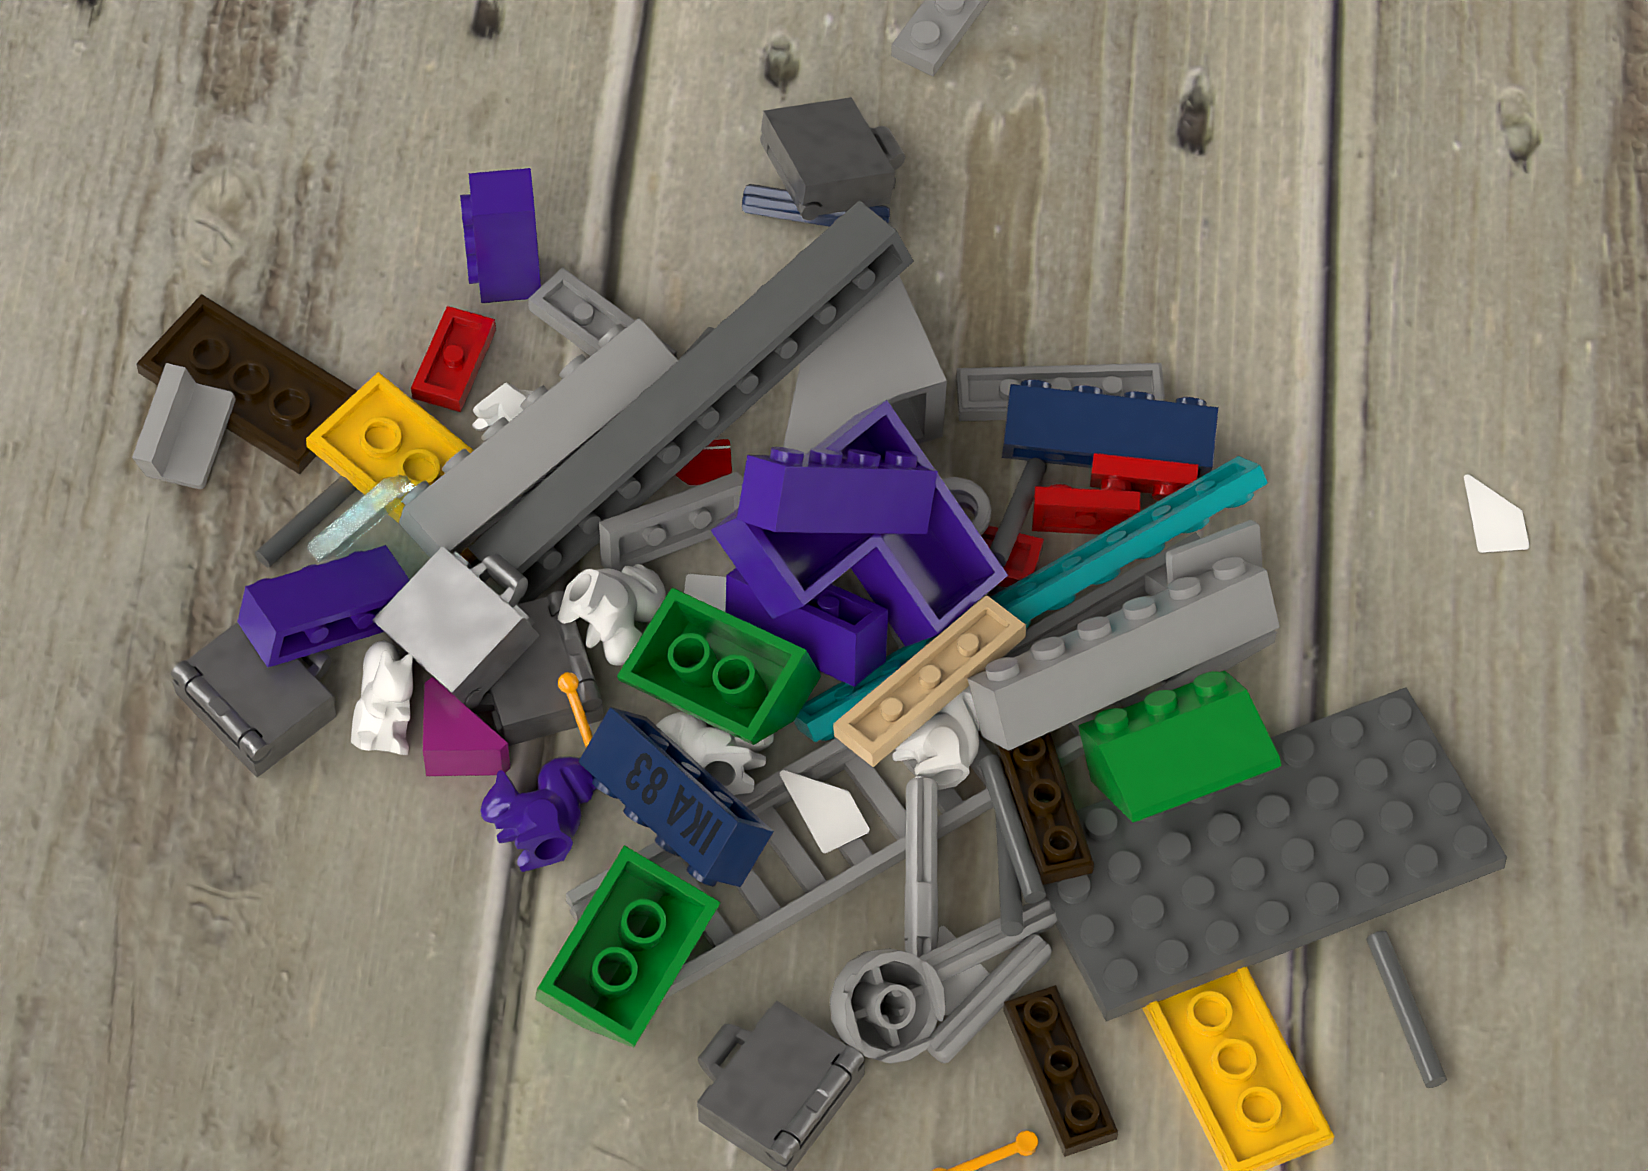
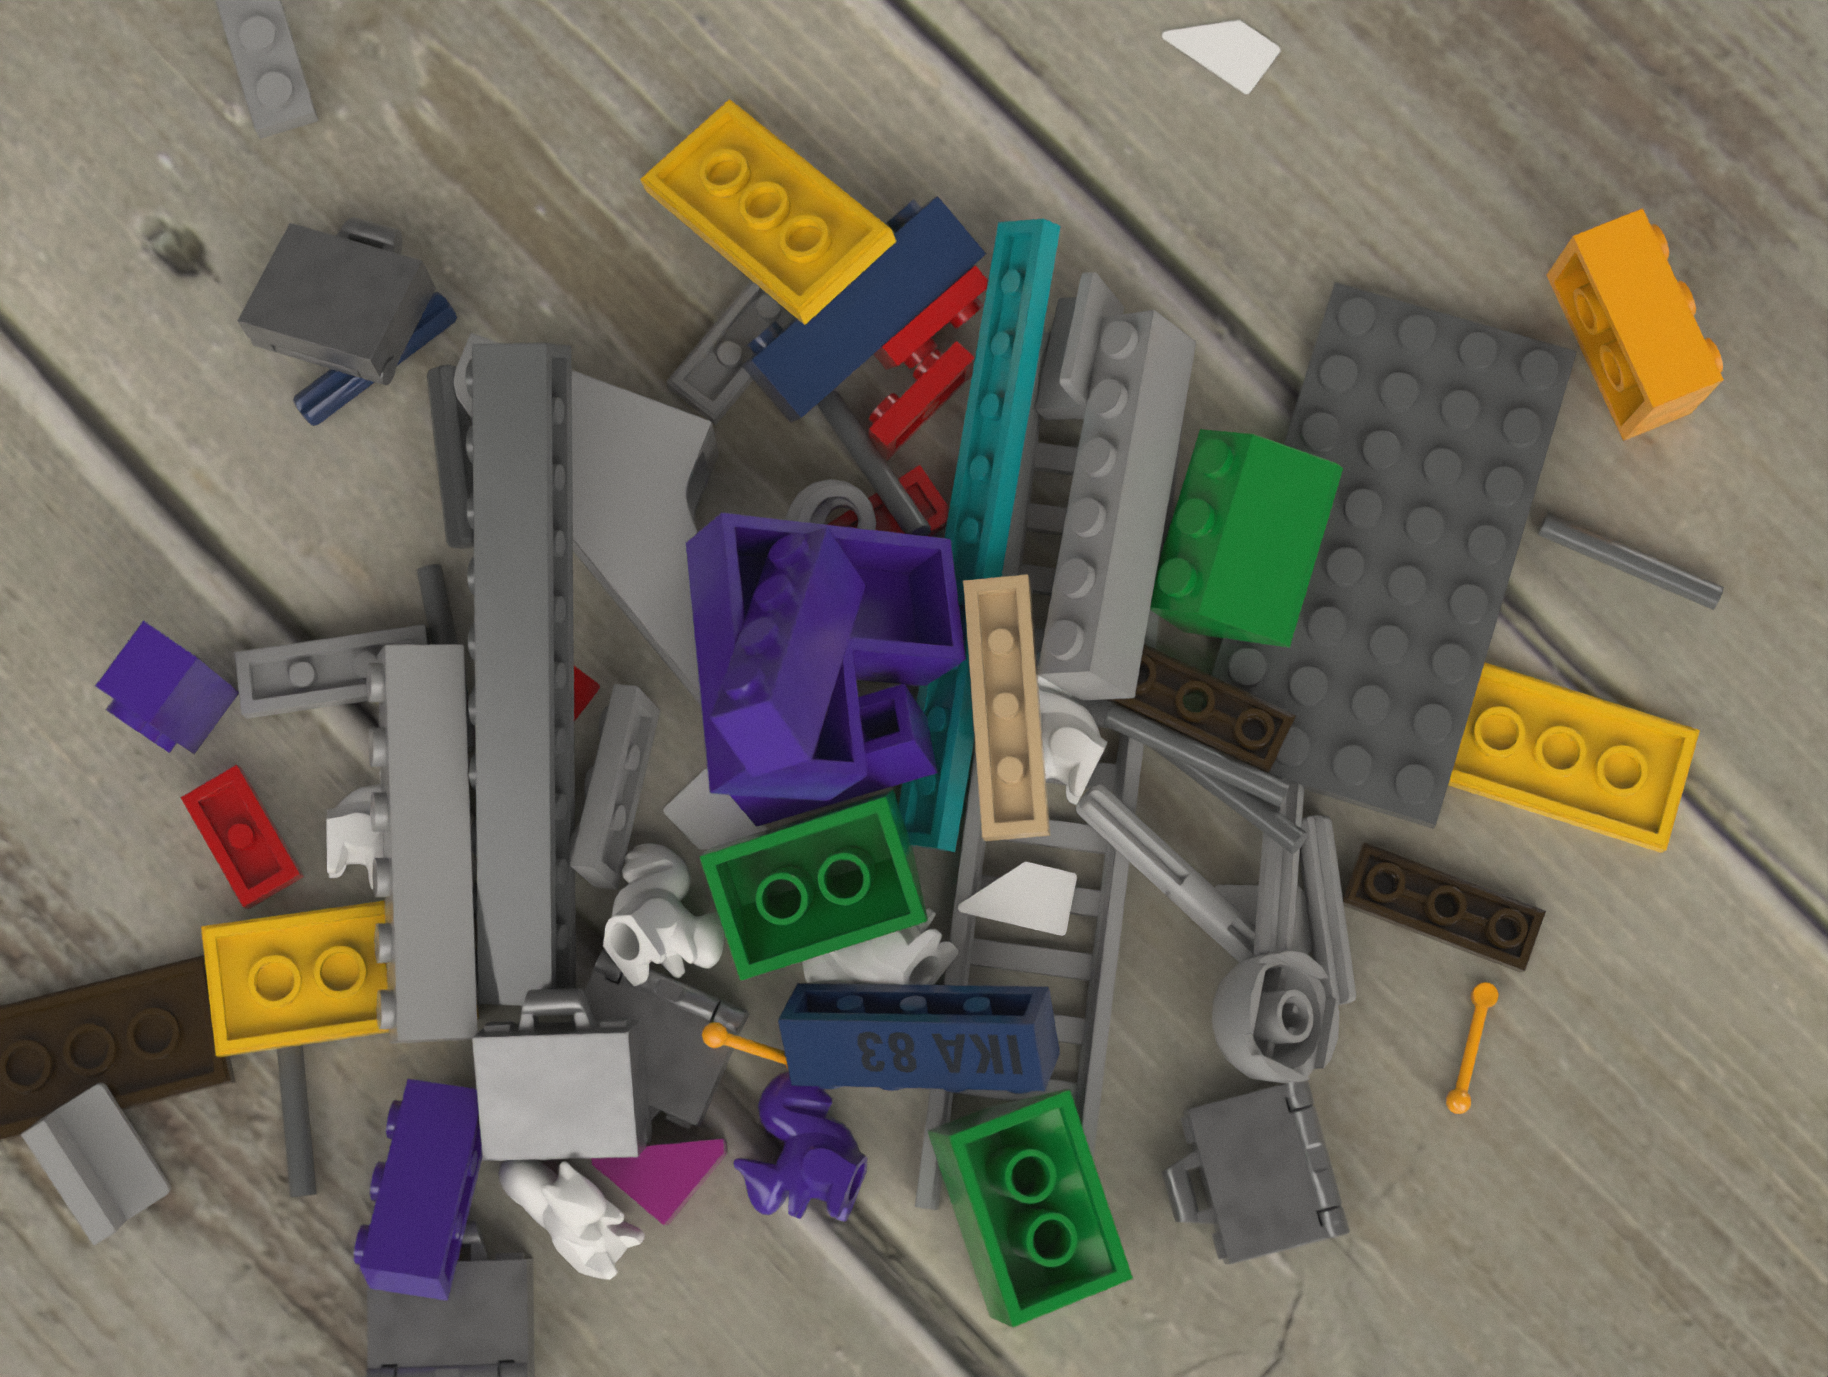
camera: 50 degrees left, 20 degrees up
(360, 518) = (365, 1083): clear light blue tile -> none
(1116, 332) = (768, 211): none -> yellow tile
(1558, 872) = (1635, 323): none -> light orange brick

